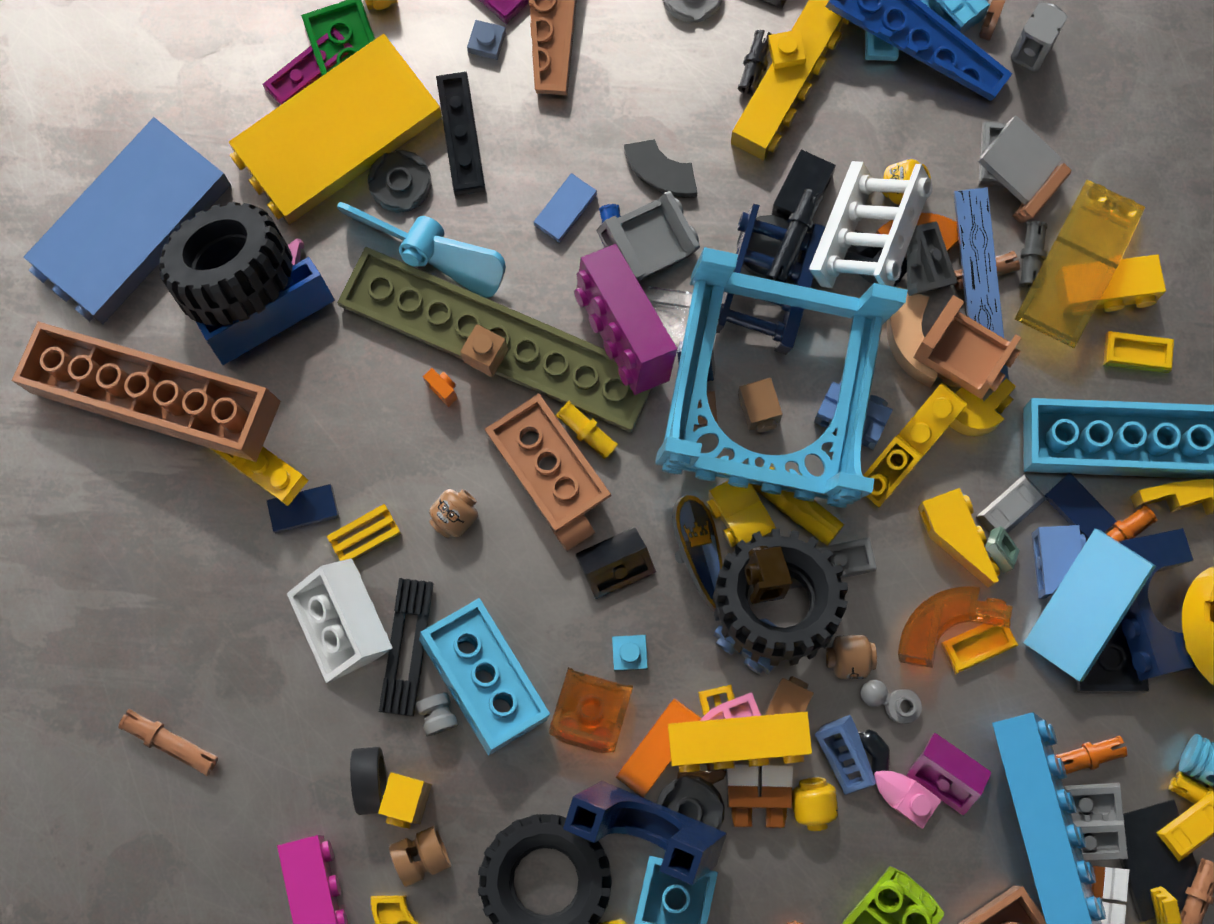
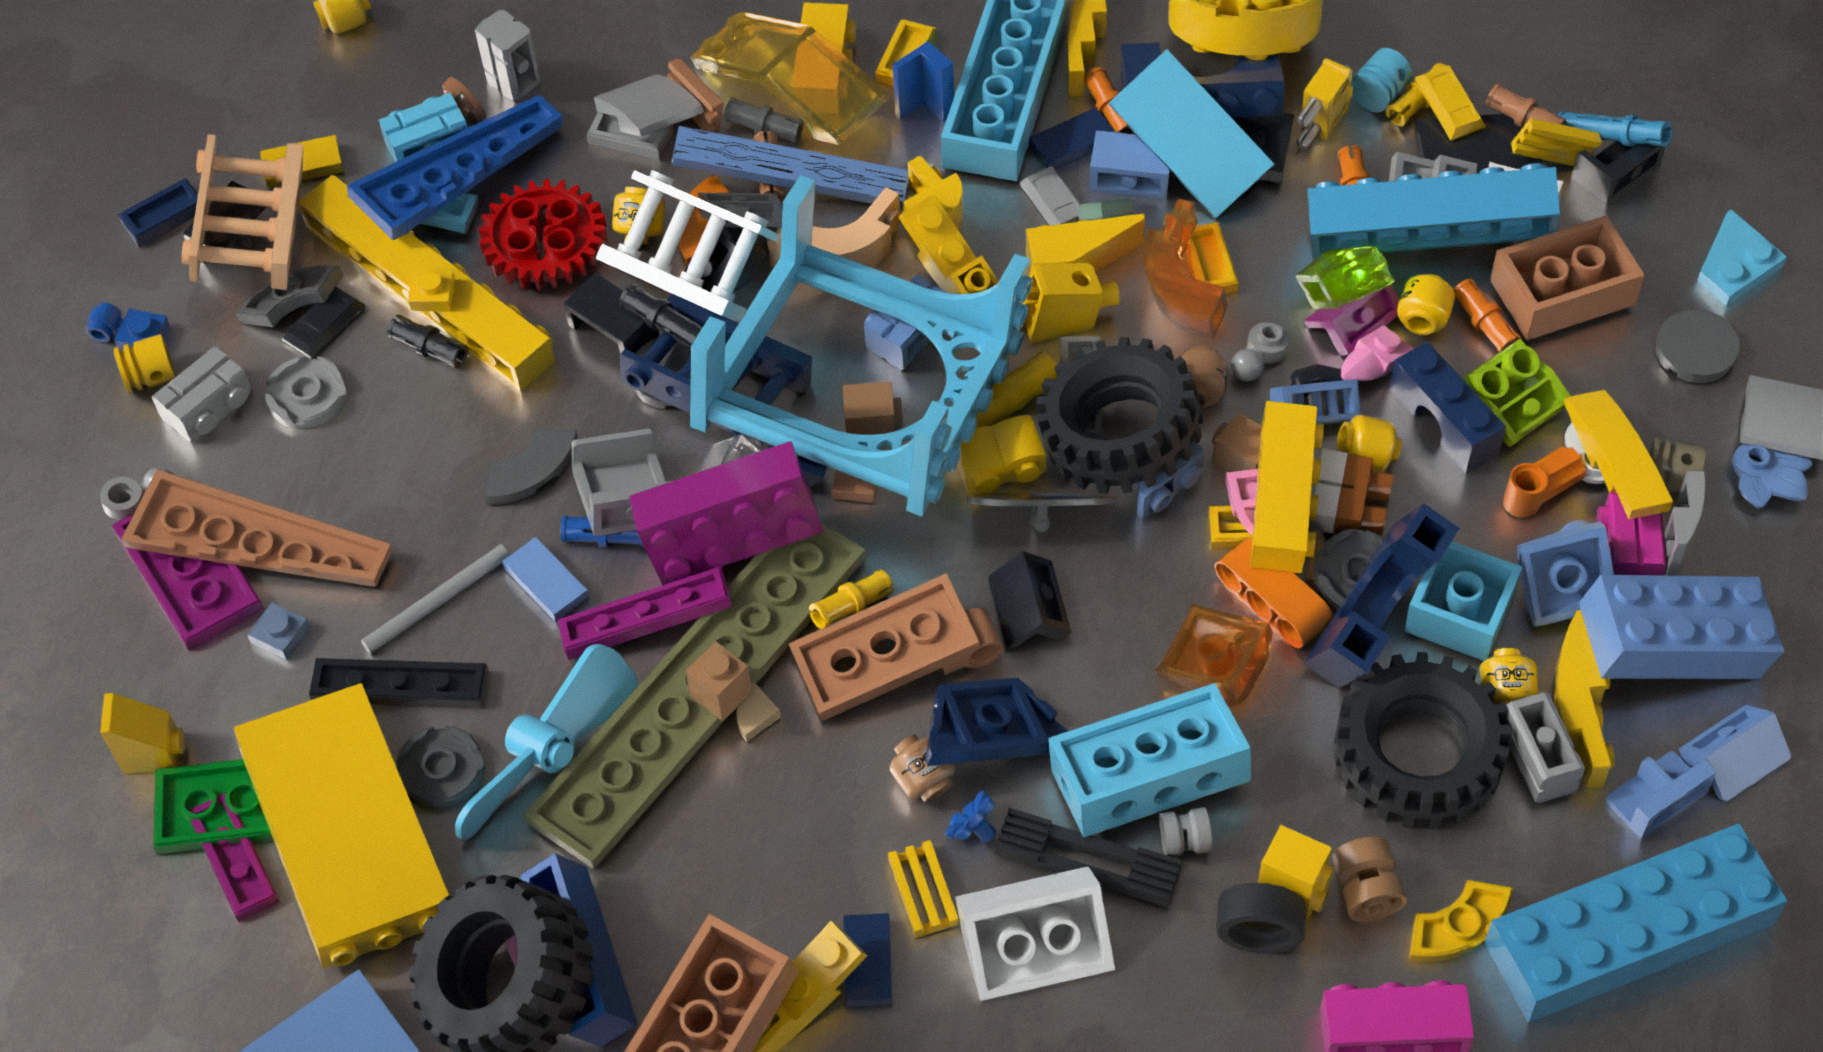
camera: 80 degrees left, 20 degrees down
(419, 557) = (973, 820): none -> blue plant
(441, 385) = (747, 756): orange plate -> none
(482, 384) = (756, 713): none -> tan tile
(496, 555) = (989, 722): none -> dark blue wing
(534, 137) = (435, 599): none -> light grey bar
(545, 285) = (645, 612): none -> magenta tile
(629, 653) = (1147, 608): medium azure plate -> none
(767, 574) = (1095, 399): dark brown brick -> none
(865, 863) = (1467, 424): none -> dark blue arch
(866, 91) = (570, 238): none -> red gear
(888, 526) = (1065, 300): none -> yellow torso
(966, 351) = (870, 185): nougat panel -> none
(967, 832) = (1425, 304): none -> yellow head
(971, 886) = (1485, 315): none -> orange pin
(972, 758) = (1344, 276): none -> clear neon green slope
(1097, 366) = (923, 78): none -> blue panel
(1164, 714) = (1324, 102): none -> yellow piece

